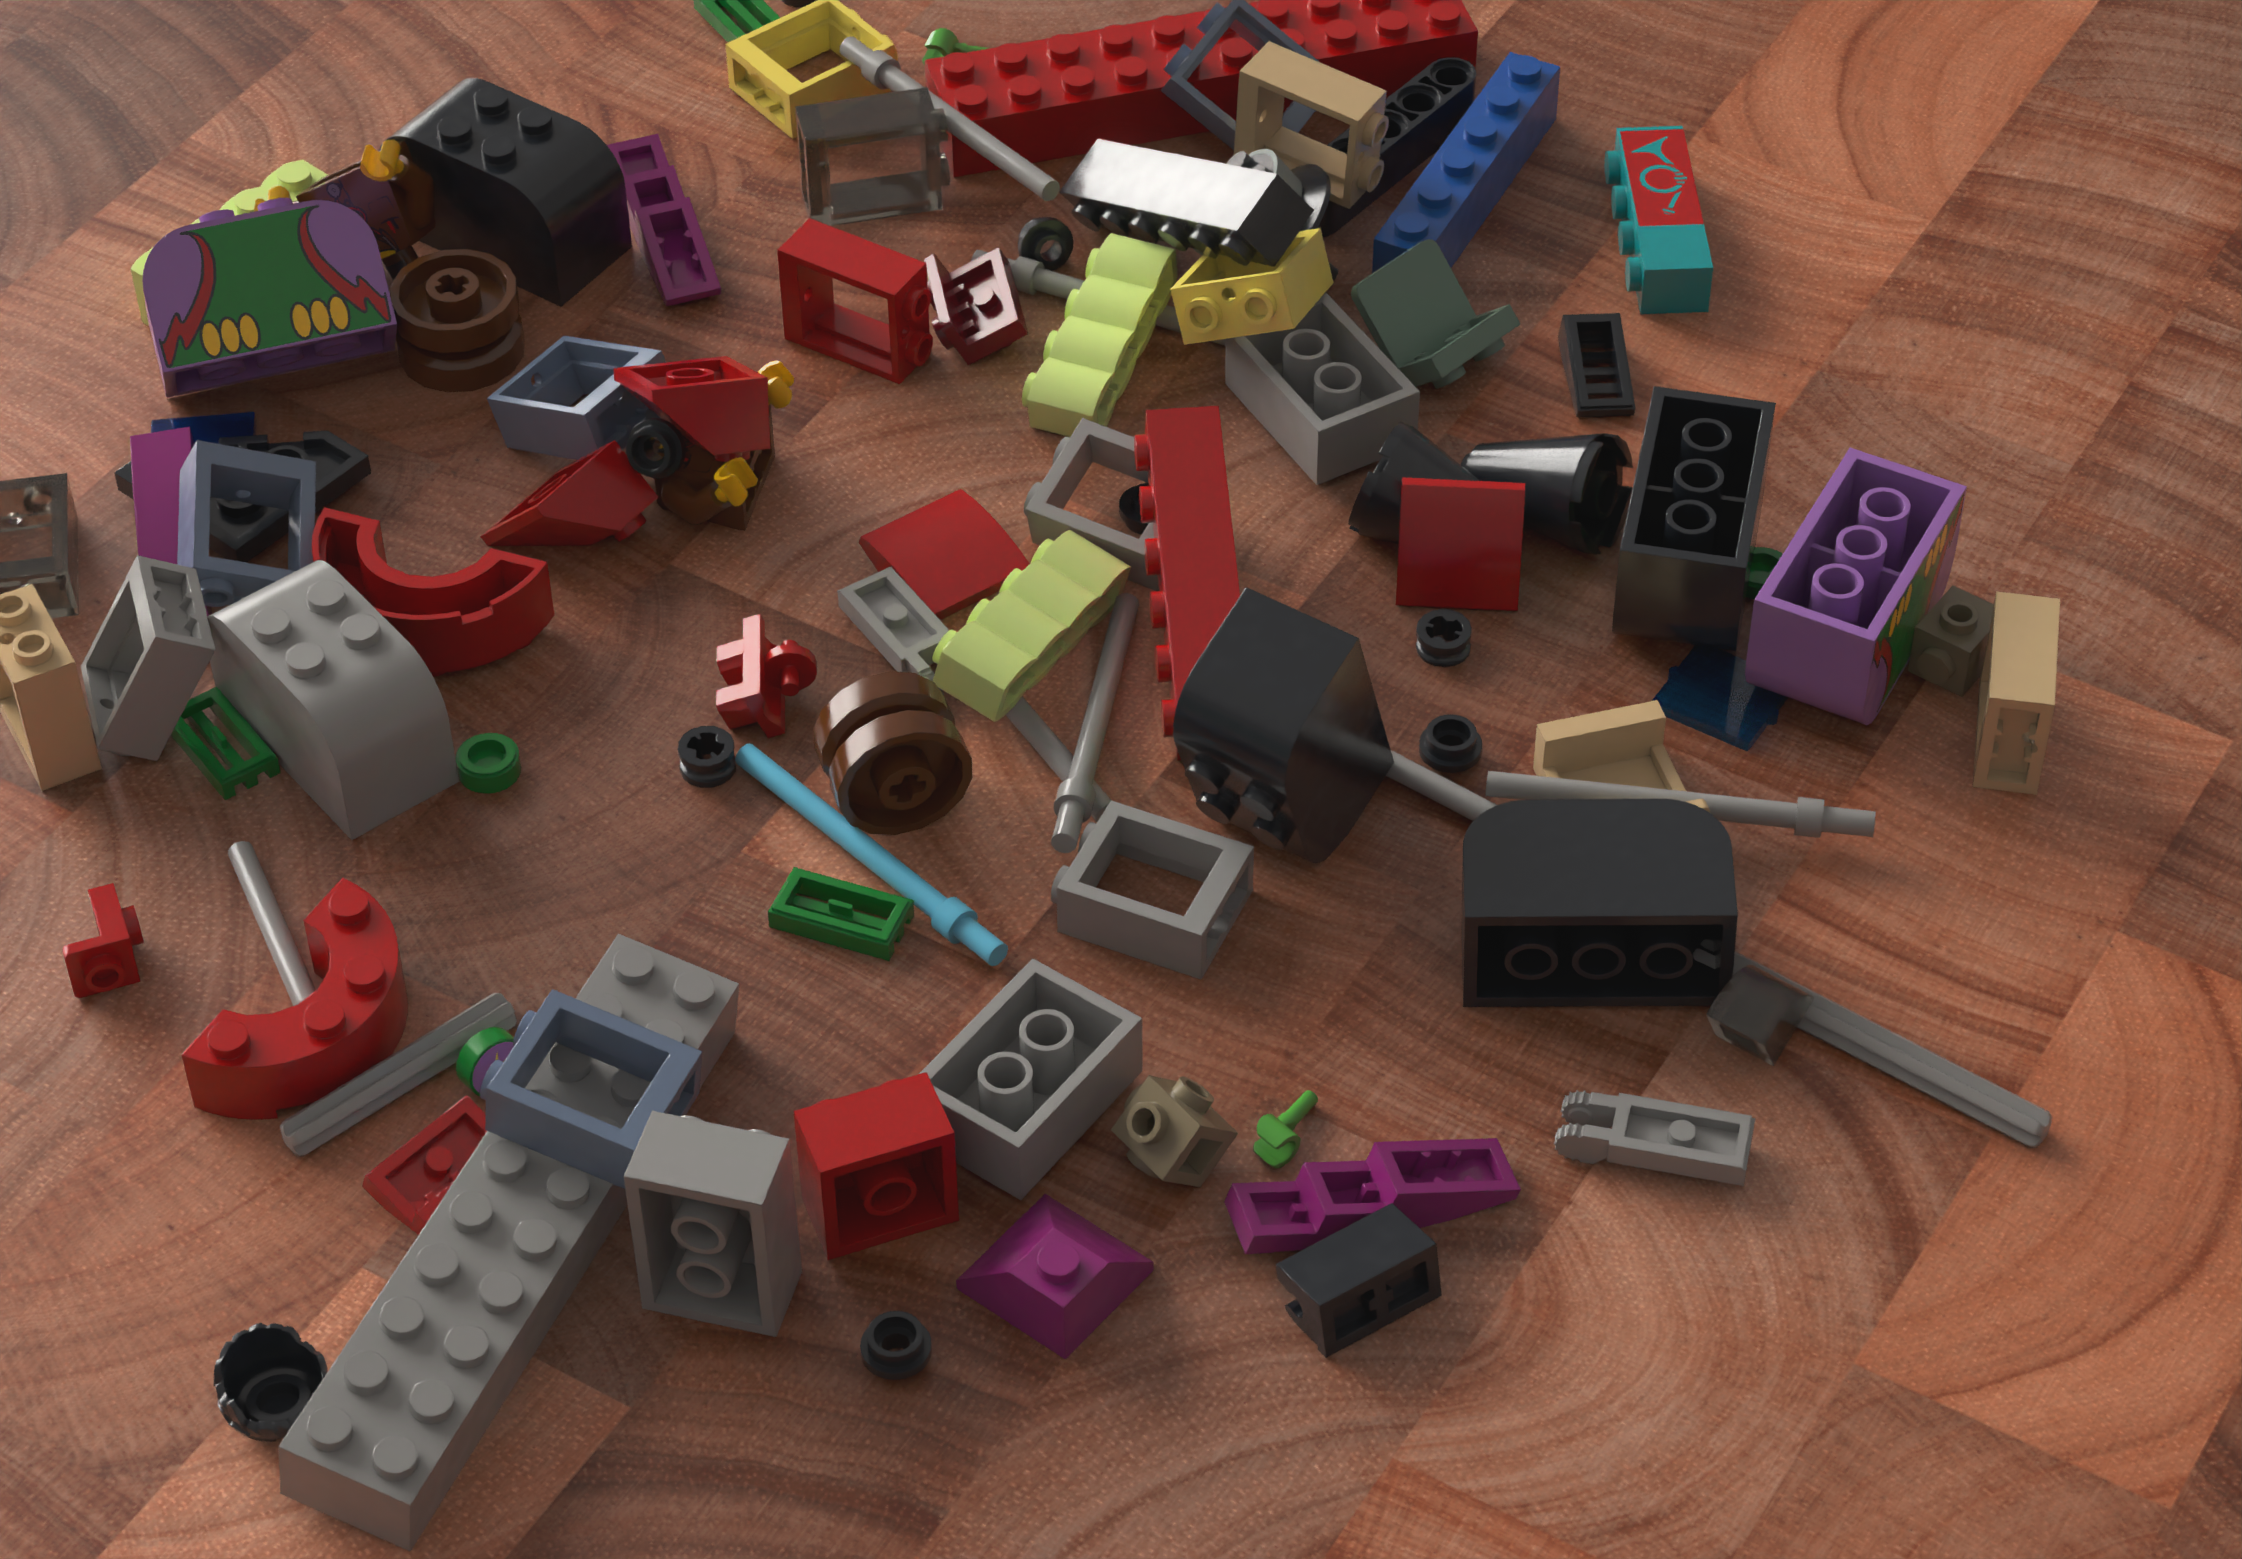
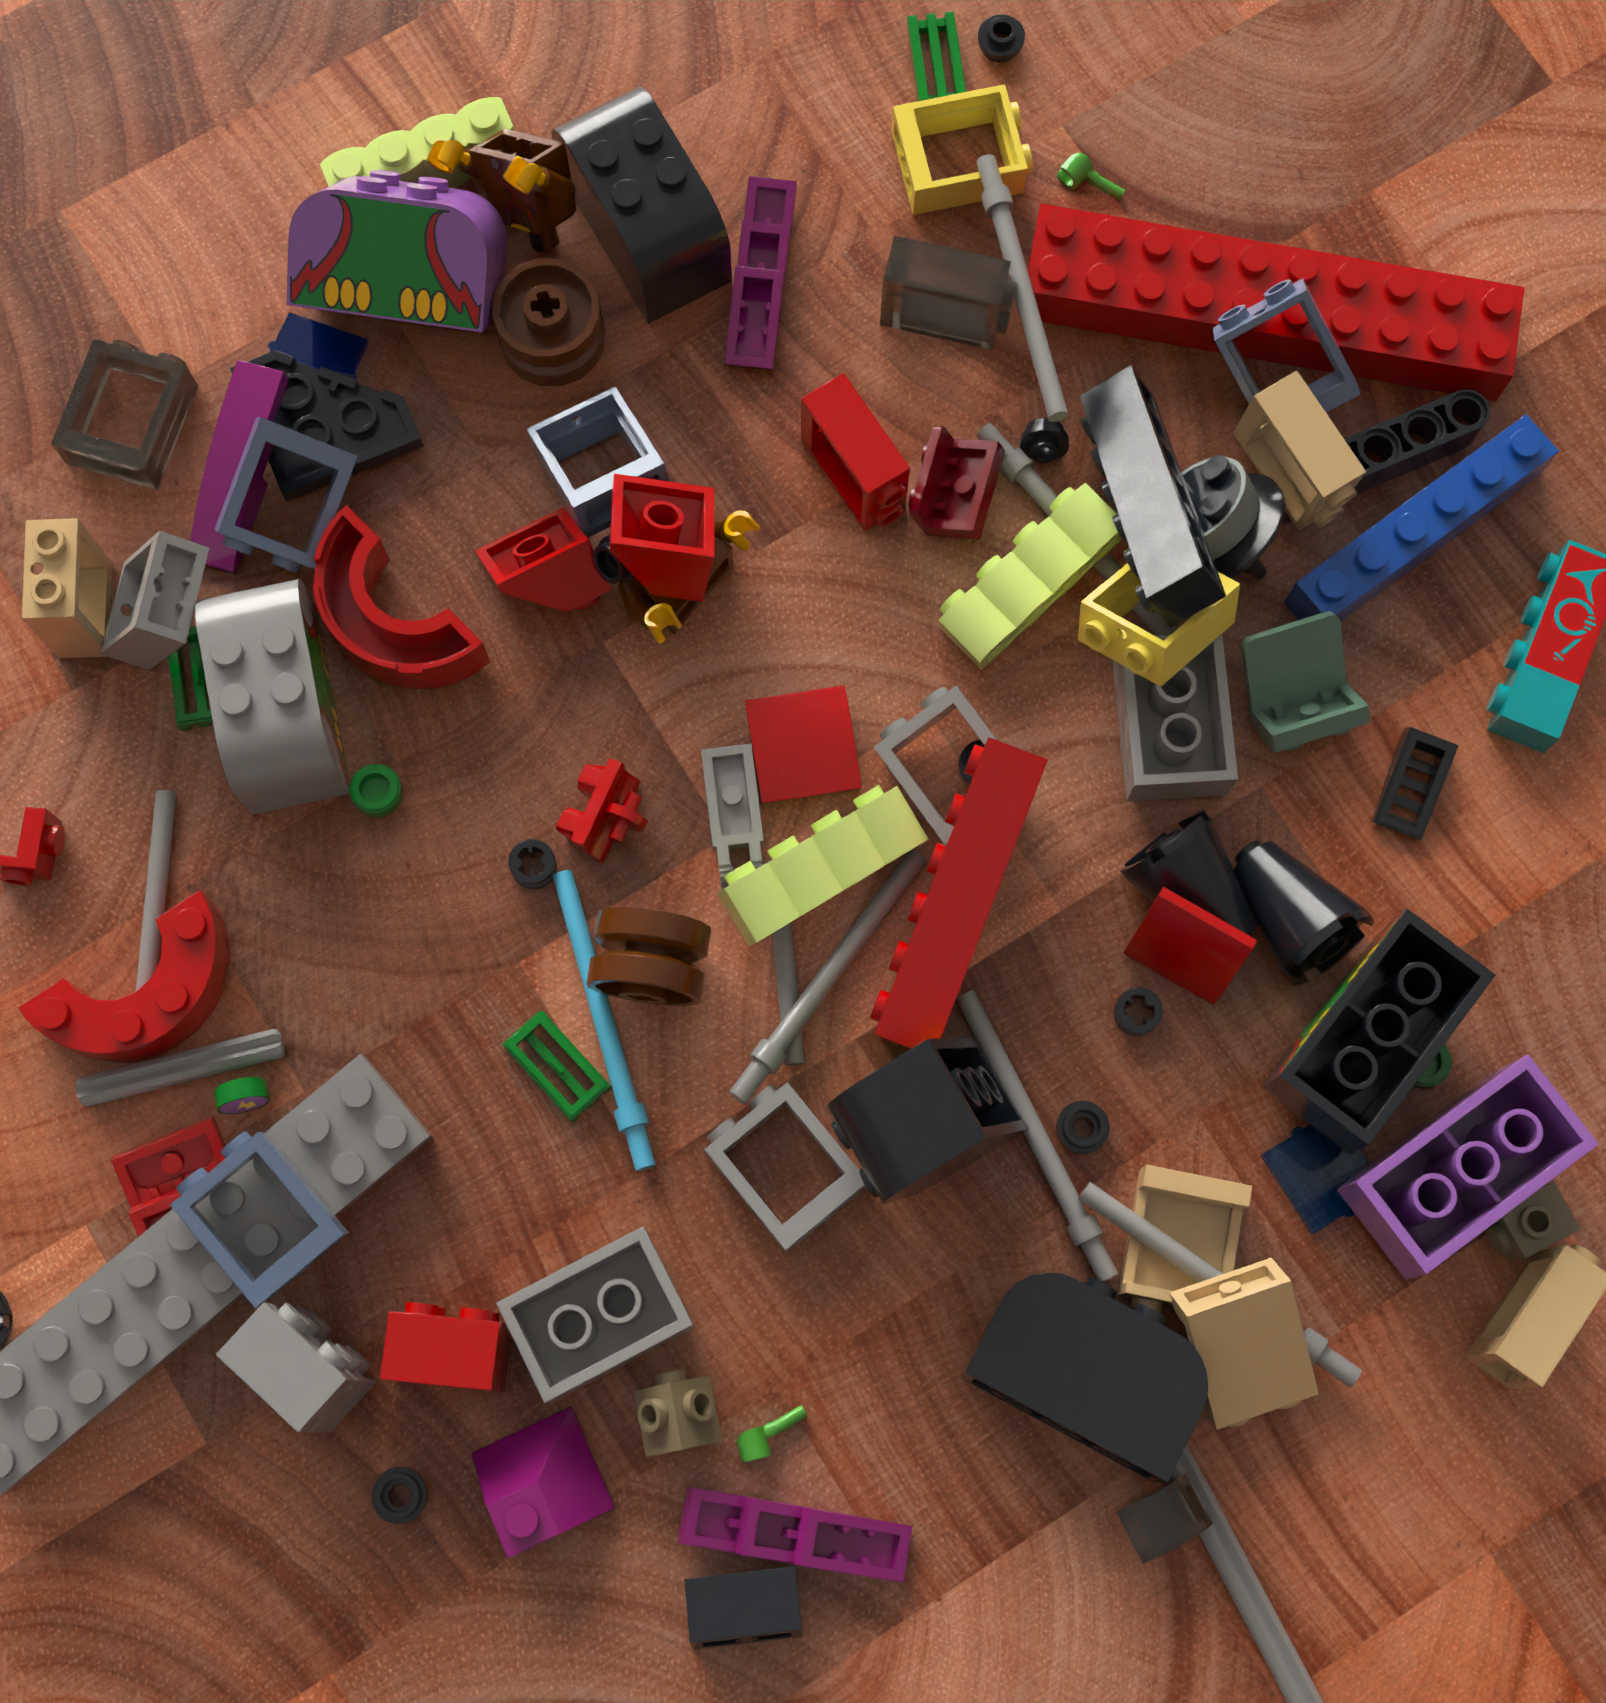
camera: 25 degrees right, 30 degrees up
(1656, 1135) = (1033, 1591): light grey hinge -> none
(1769, 816) = (1248, 1341): none -> tan panel

